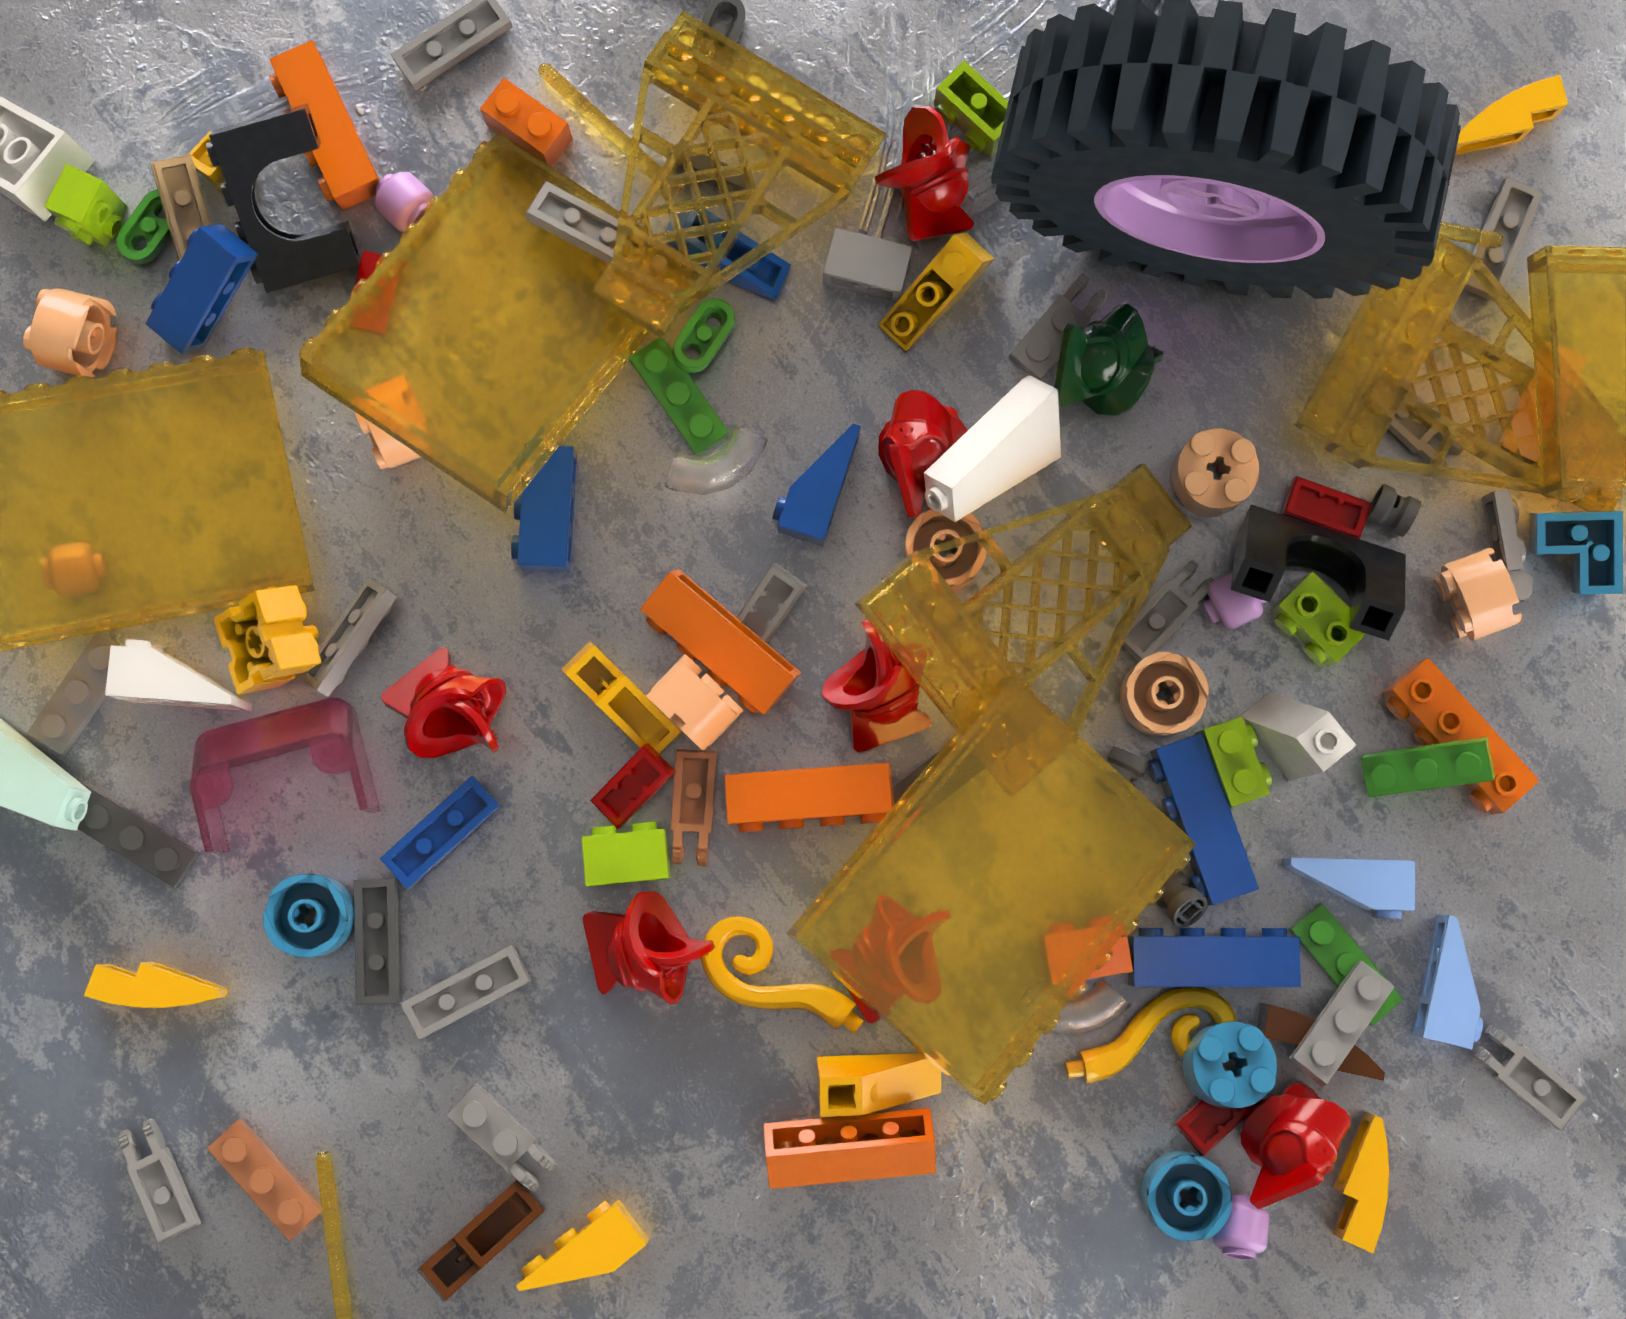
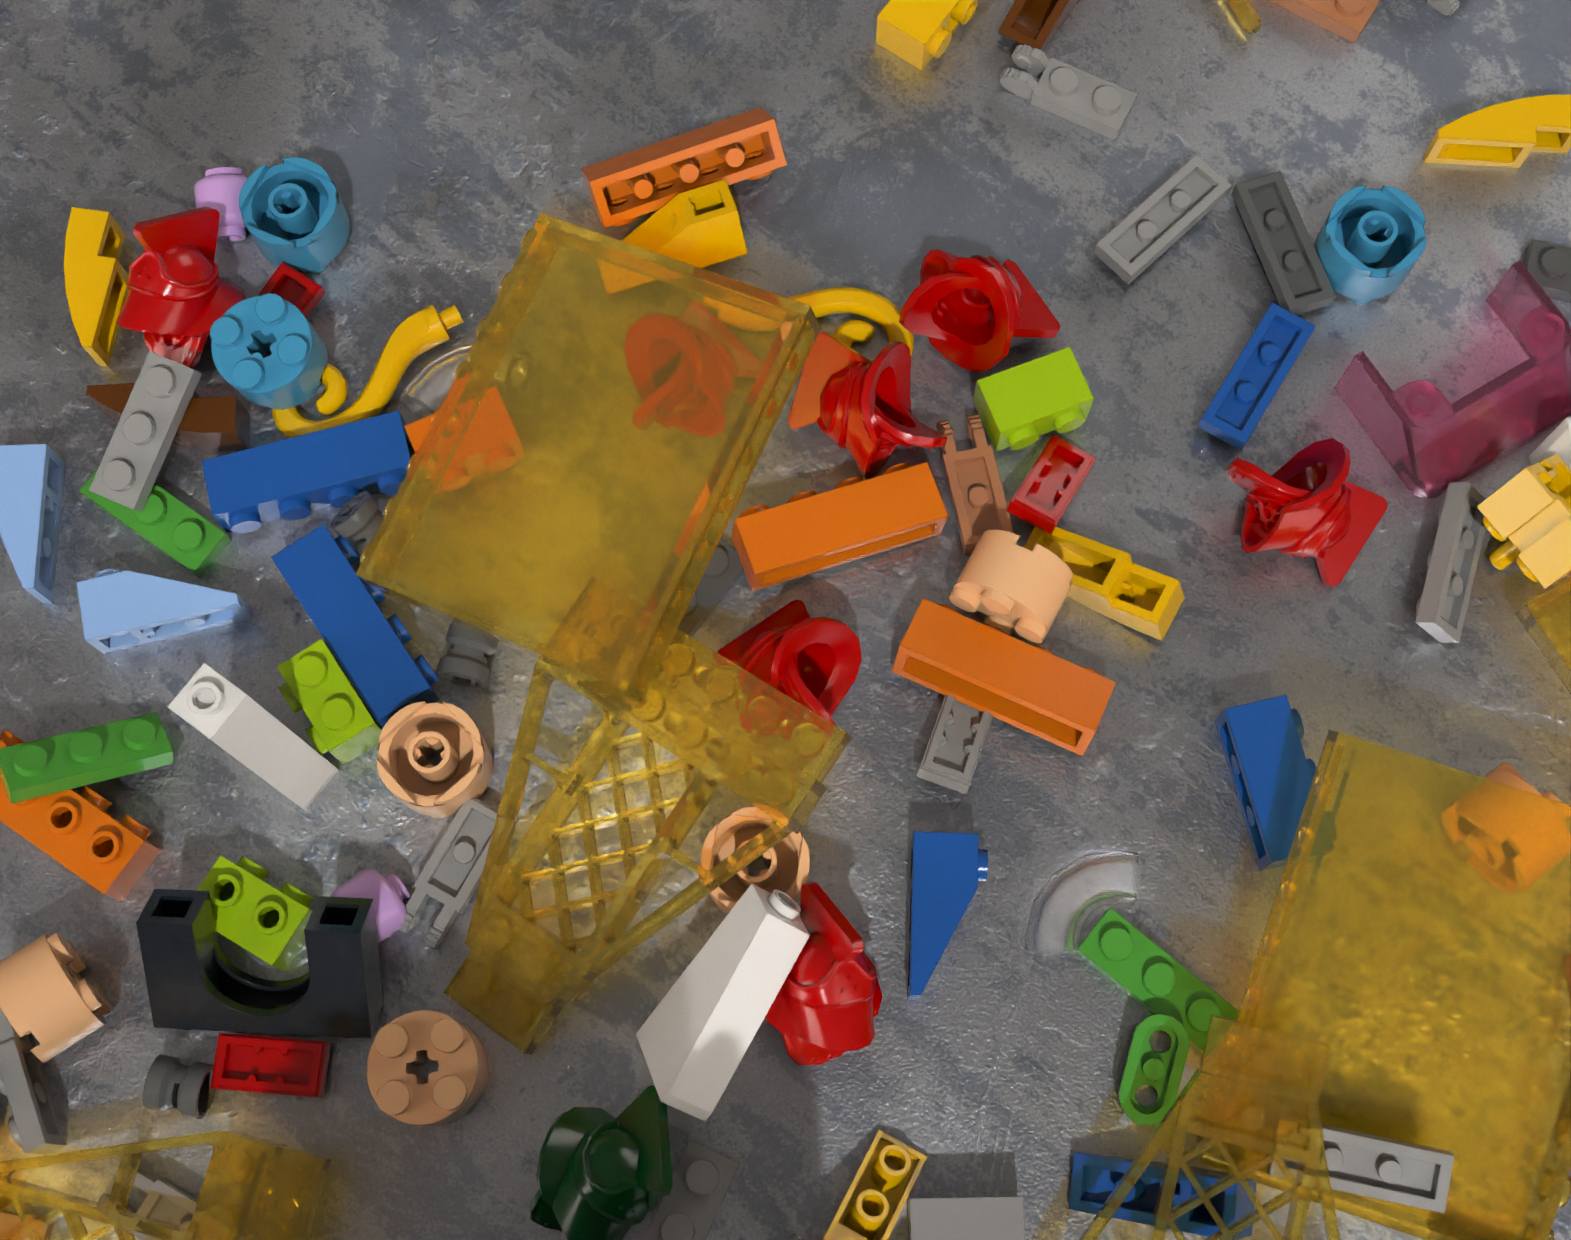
camera: 170 degrees right, 10 degrees down
(759, 885) = (860, 402): none -> red helmet

